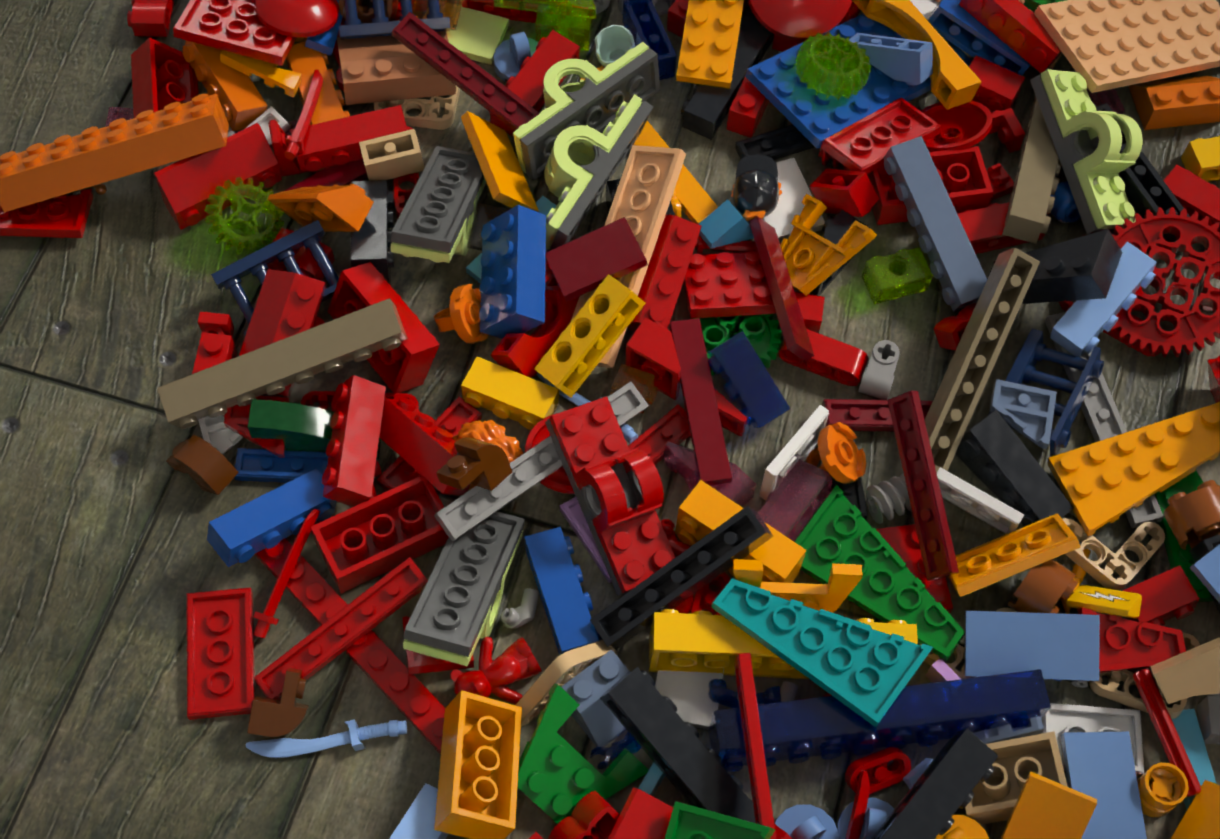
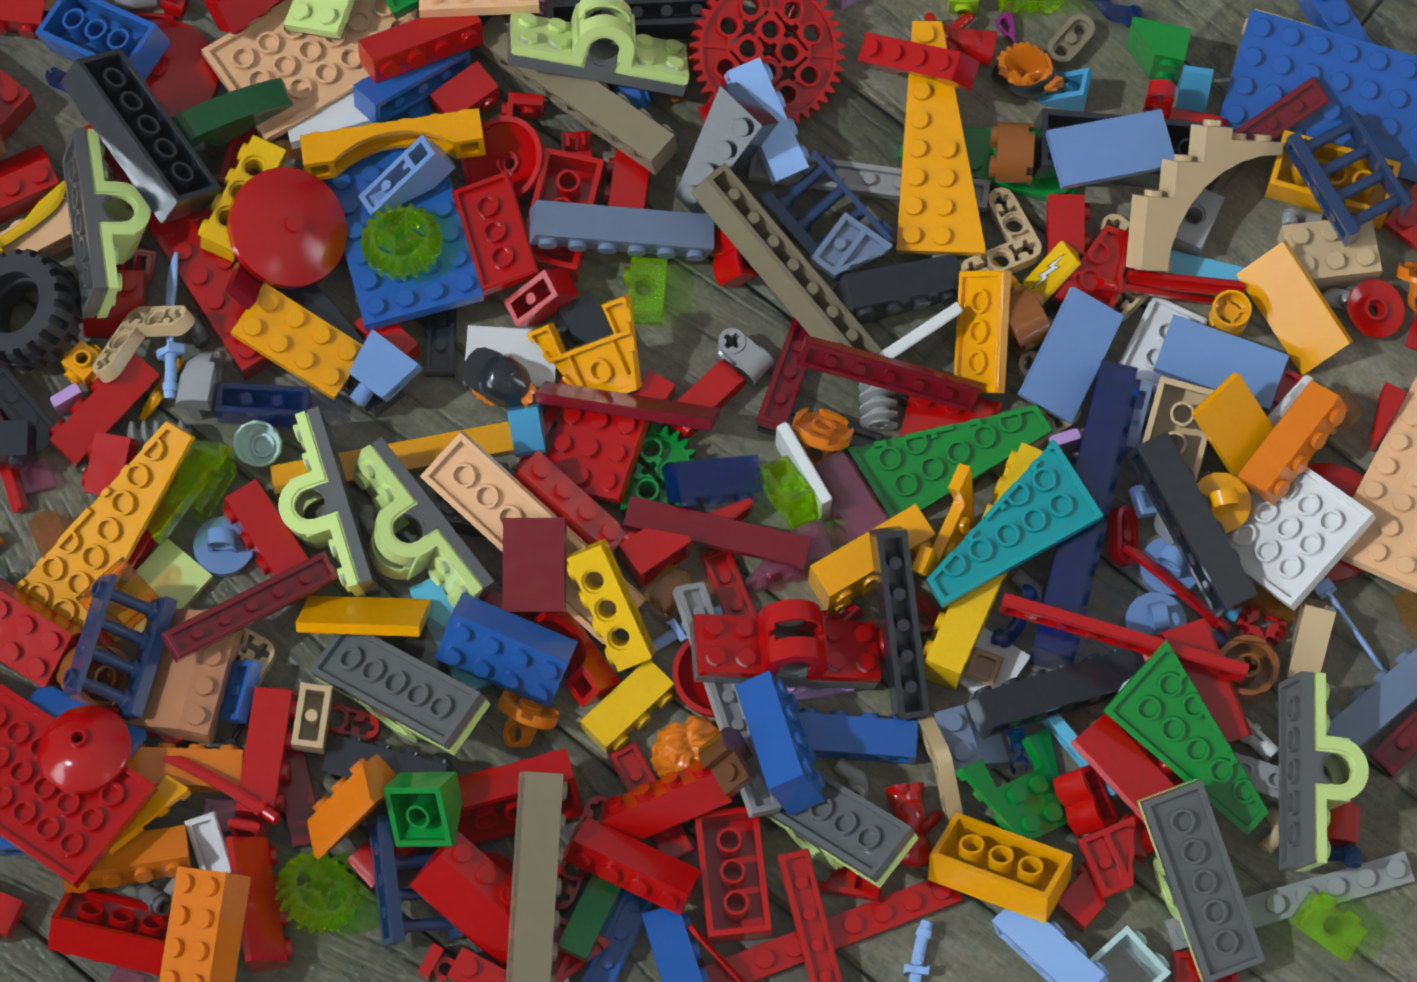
camera: 65 degrees left, 10 degrees up
(335, 246) = (424, 808): none -> green slope
(409, 103) = (240, 691): none -> blue plate
(514, 512) = (781, 742): none -> blue brick
(682, 685) = (983, 667): none -> medium nougat tile
(716, 95) = (381, 370): none -> medium blue torso
(765, 446) = (789, 492): none -> clear neon green brick
(1125, 661) = (1117, 287): none -> red sword

